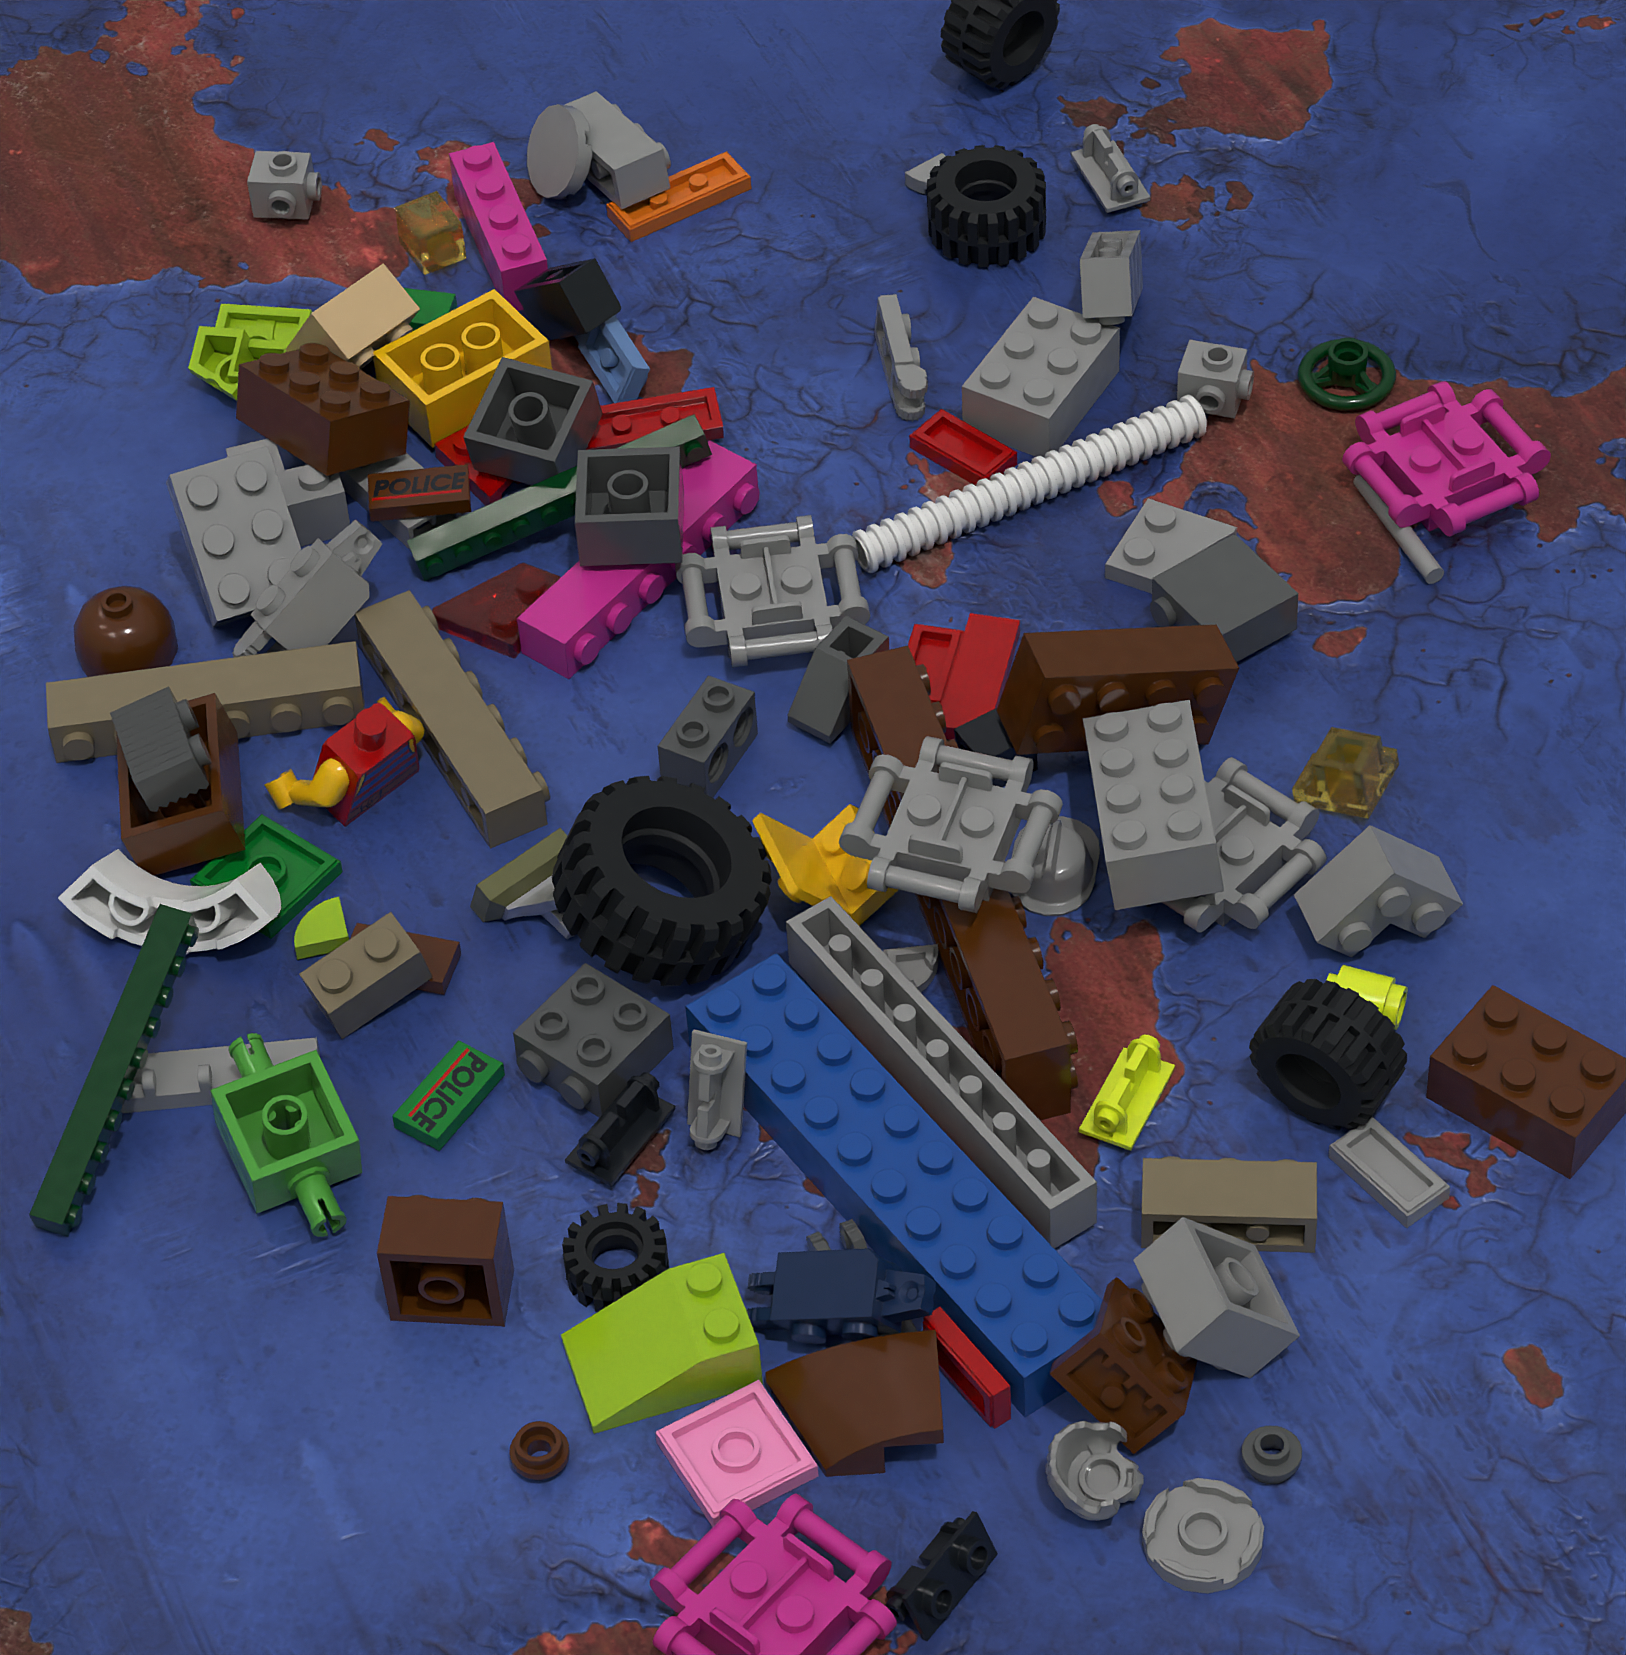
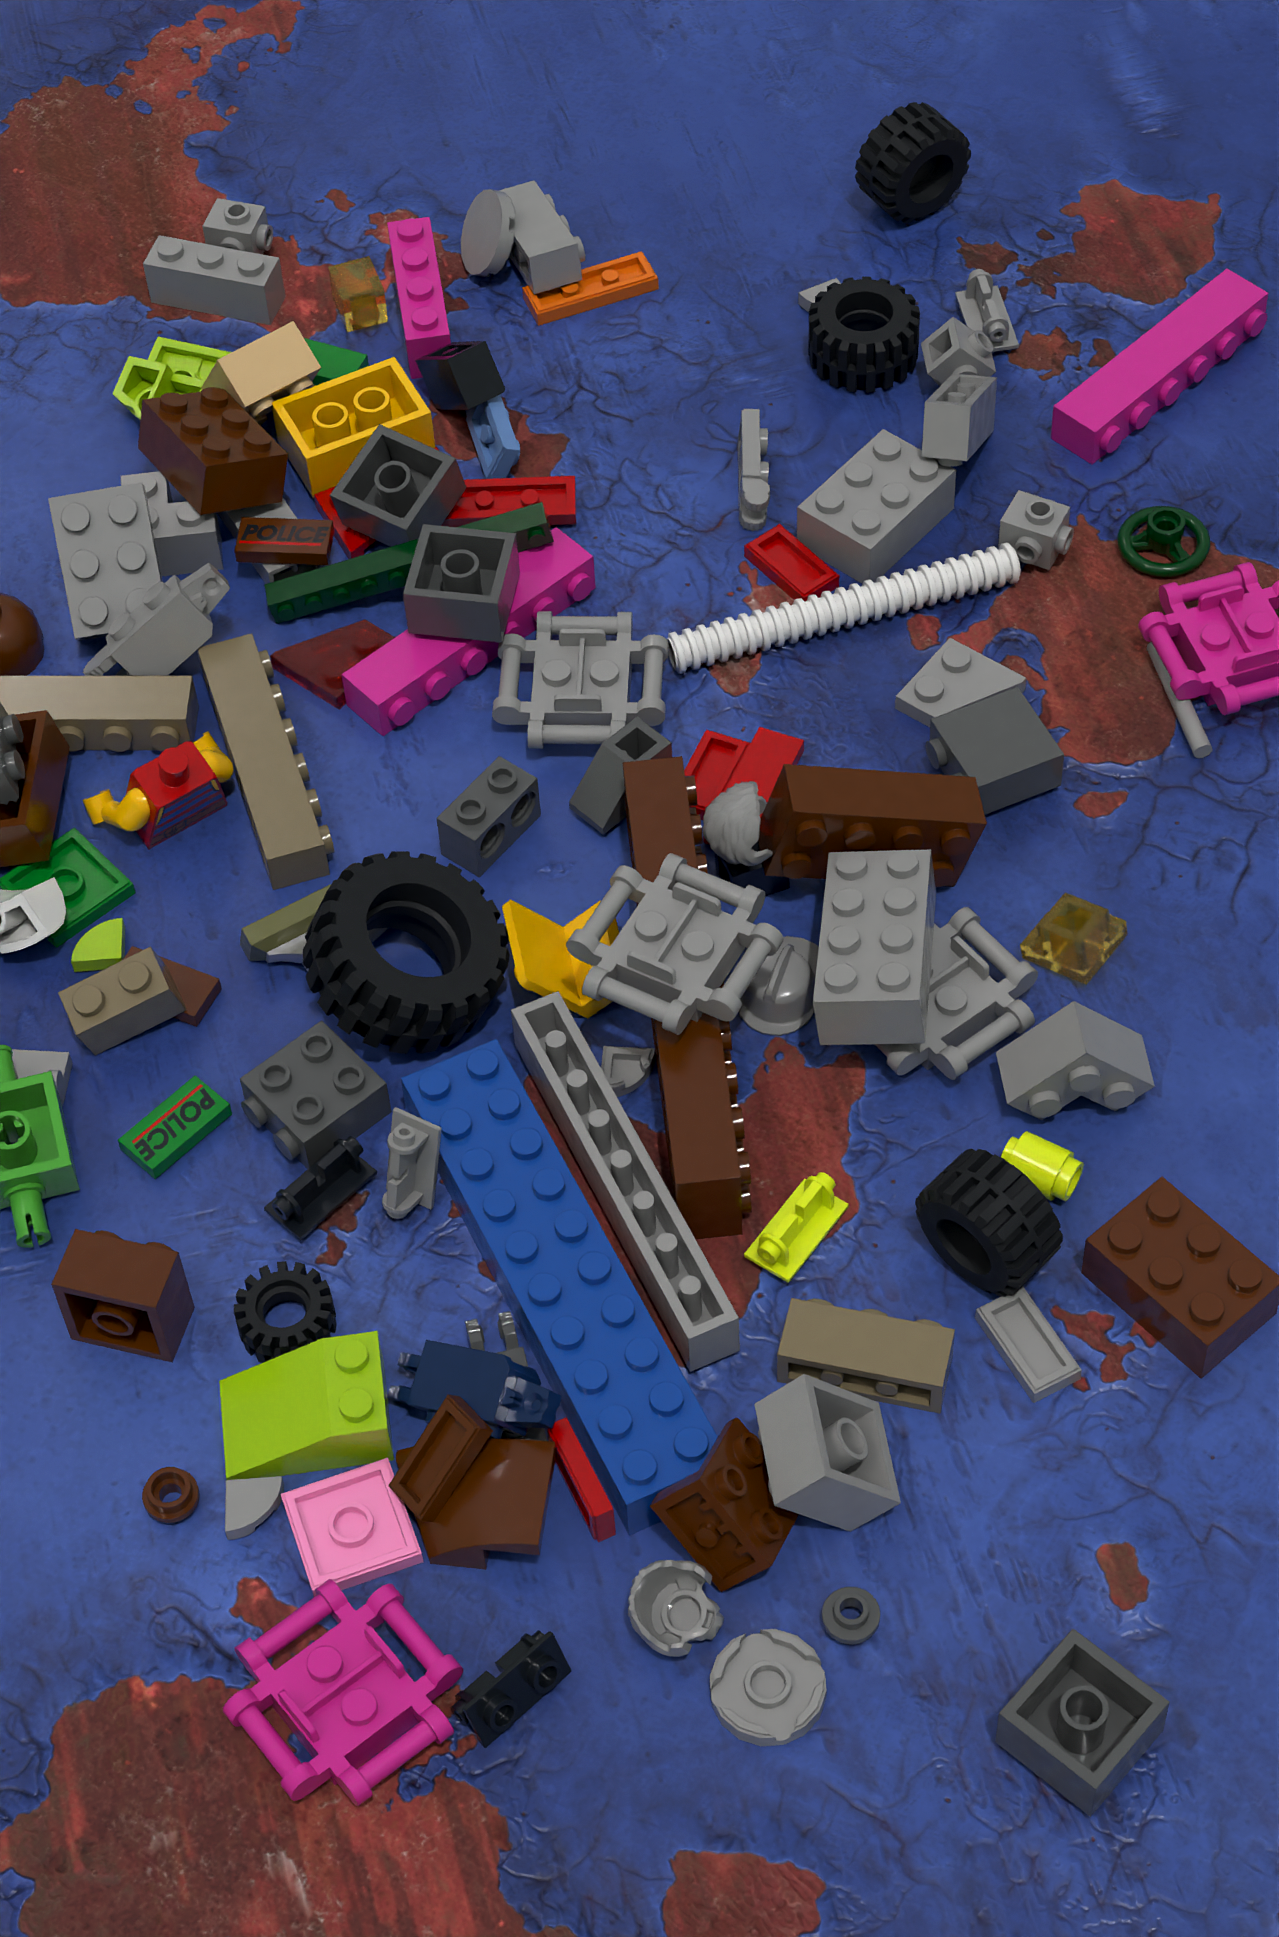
camera: 10 degrees right, 5 degrees up
(269, 237) = (214, 280): none -> light grey brick
(625, 1446) = (250, 1503): none -> light grey tile
(820, 1364) = (440, 1458): none -> reddish brown tile
(981, 704) = (734, 824): none -> light grey hair
(1089, 209) = (957, 350): none -> light grey brick
(1303, 200) = (1159, 366): none -> dark pink brick
(1529, 1510) = (1081, 1722): none -> dark grey brick

